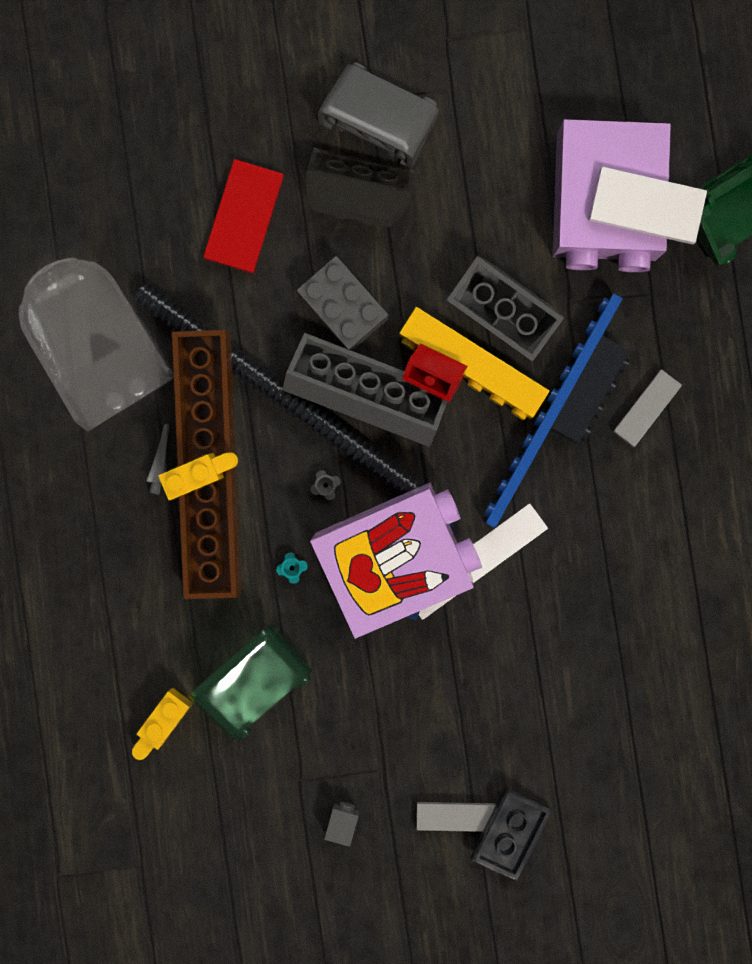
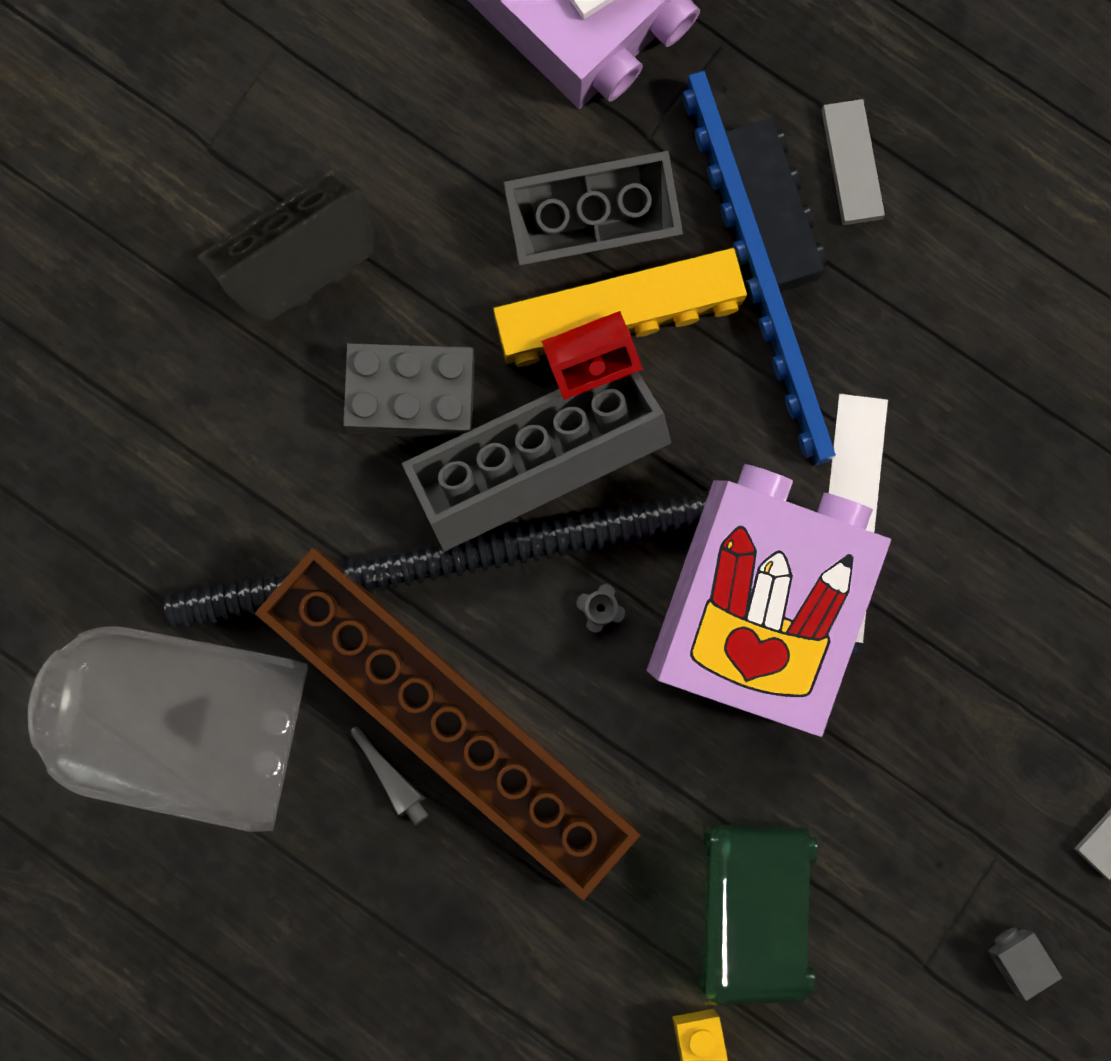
camera: 50 degrees left, 5 degrees down
(196, 474) = (452, 741): yellow brick -> none
(243, 216) = (197, 411): red tile -> none
(284, 569) = (671, 745): teal plate -> none
(379, 113) = (229, 146): dark grey windscreen -> none

